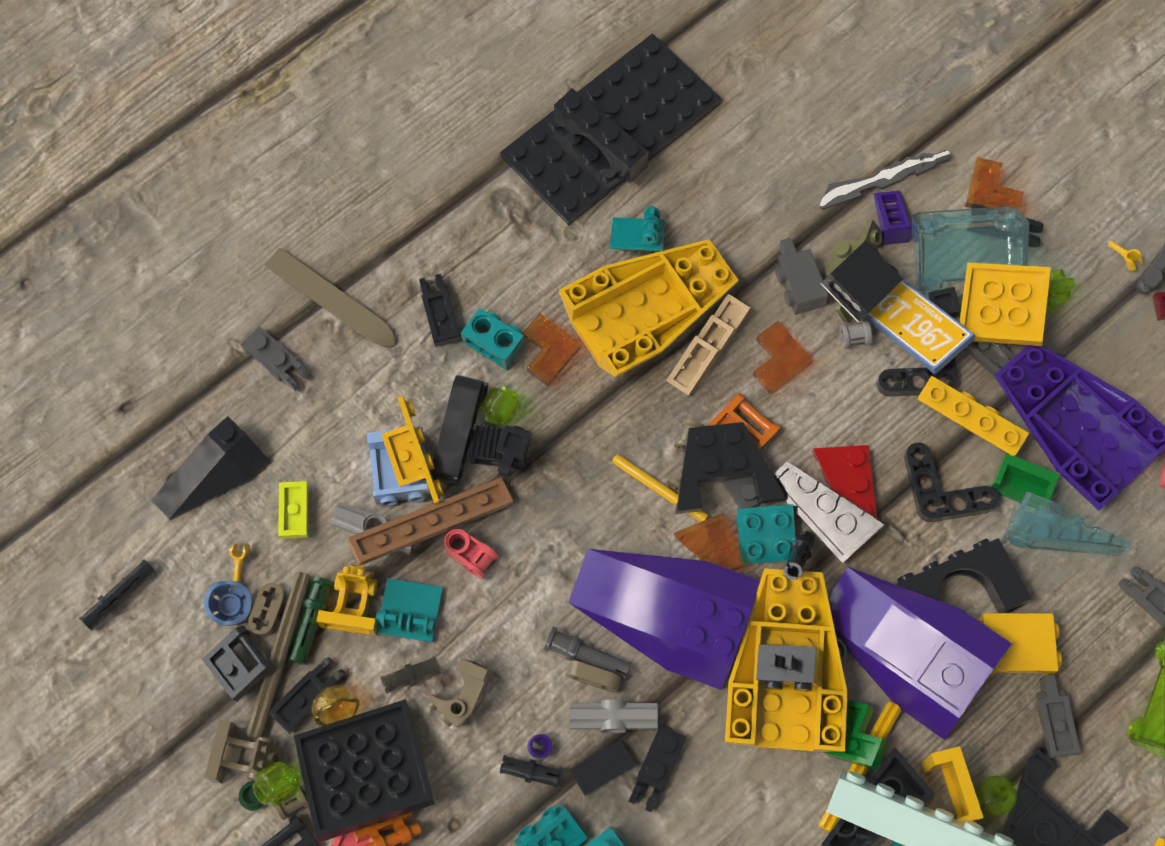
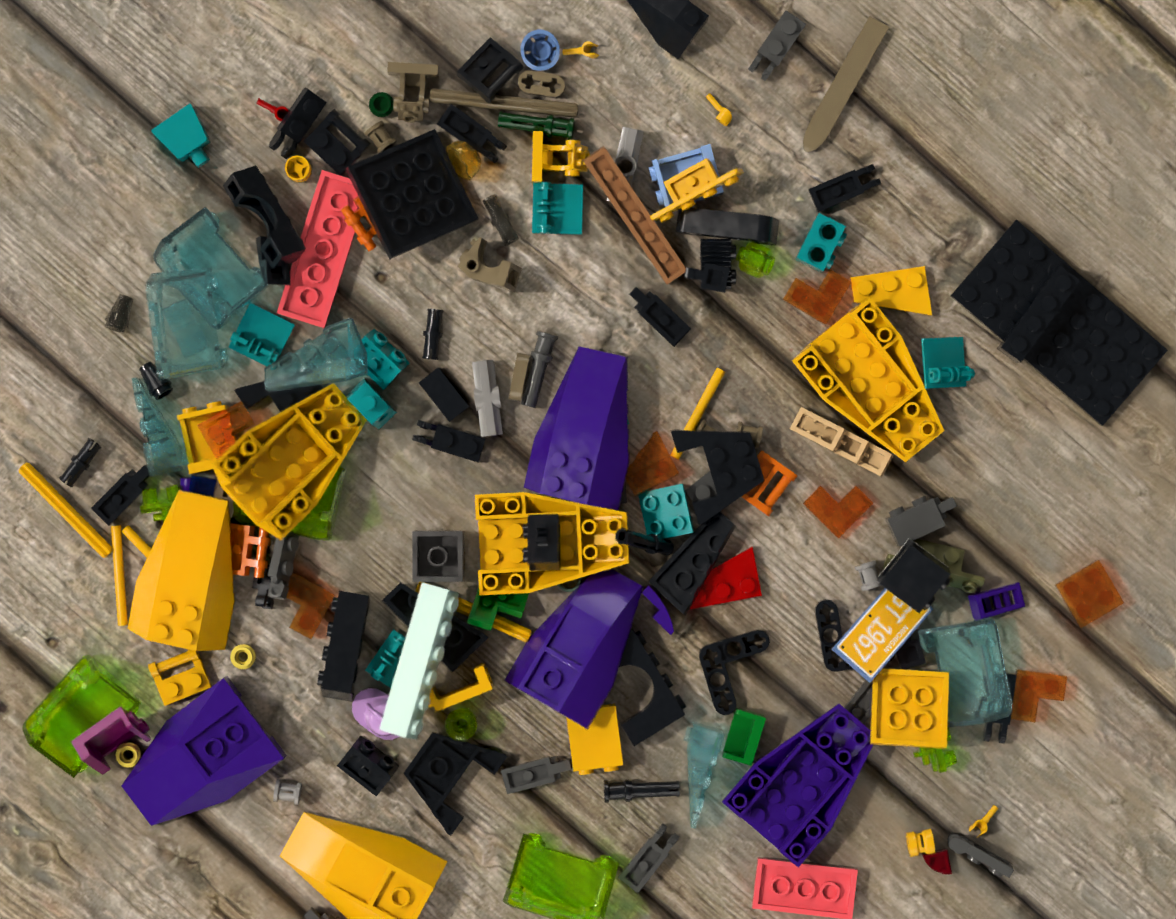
camera: 75 degrees right, 20 degrees up
(276, 784) = (389, 124): clear neon green head -> none
(293, 510) = (634, 90): neon yellow plate -> none
(338, 419) = (725, 115): none -> yellow hand
(473, 556) = (613, 255): coral piece -> none
(542, 740) = (448, 339): dark purple hinge -> none
(546, 514) = (660, 316): none -> black hinge
(554, 268) = (896, 290): none -> yellow wing
(793, 796) = (437, 556): none -> flat silver brick
(880, 552) = (661, 615): none -> dark purple slope
(883, 177) = (1038, 590): dark grey sword -> none
(892, 129) = (1089, 593): none -> clear orange plate
(973, 416) = (797, 687): yellow bracket -> none
(1080, 615) = (628, 790): none -> black pin
(1148, 316) = (914, 842): none -> yellow wheel

